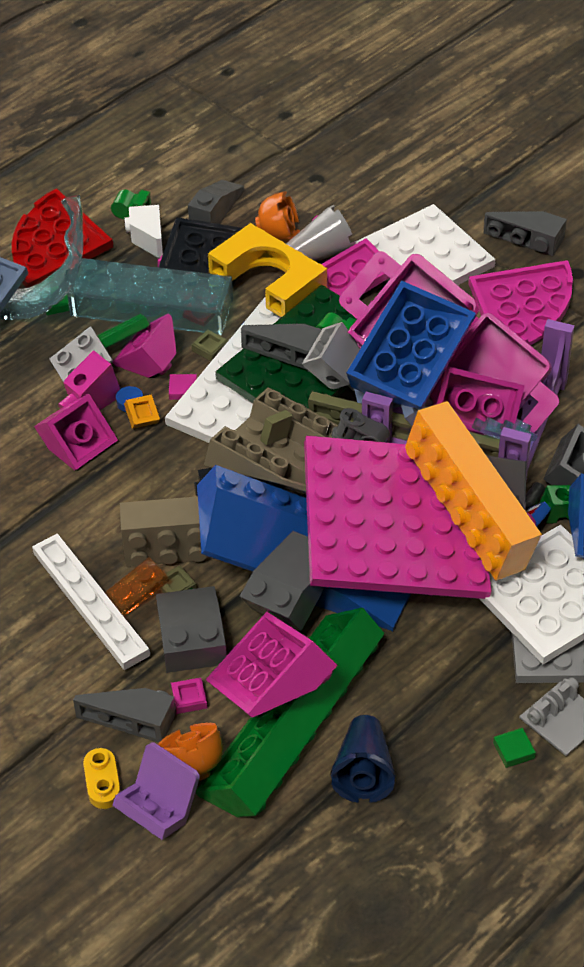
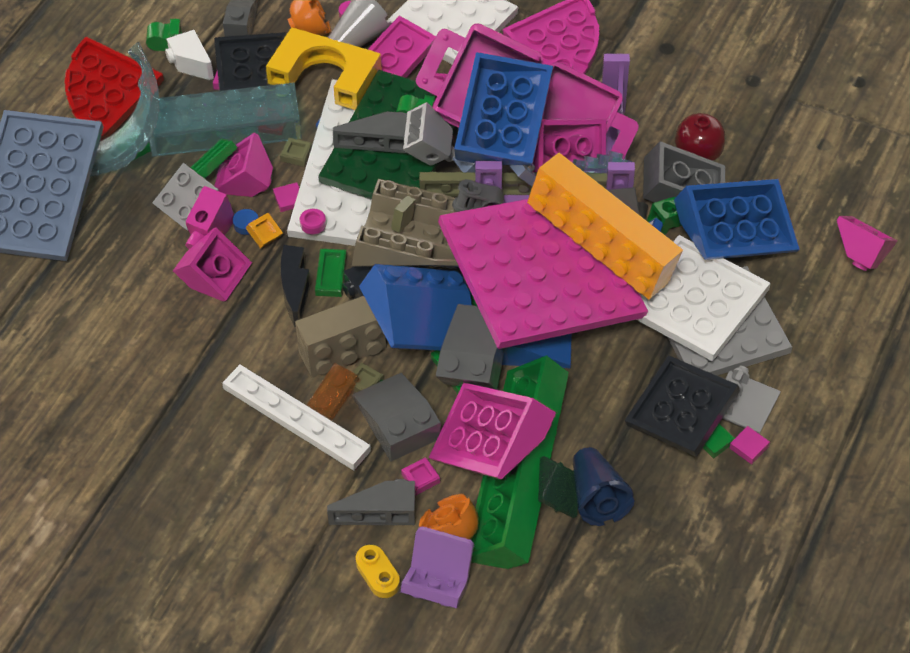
camera: 20 degrees left, 5 degrees up
(149, 466) = (294, 281): none -> black slope
(186, 470) = (330, 272): none -> green tile
(191, 414) = (312, 221): none -> dark pink tile
(319, 745) = (557, 487): none -> clear green piece
(489, 701) = (682, 405): none -> black plate
(550, 764) = (749, 445): none -> dark pink tile

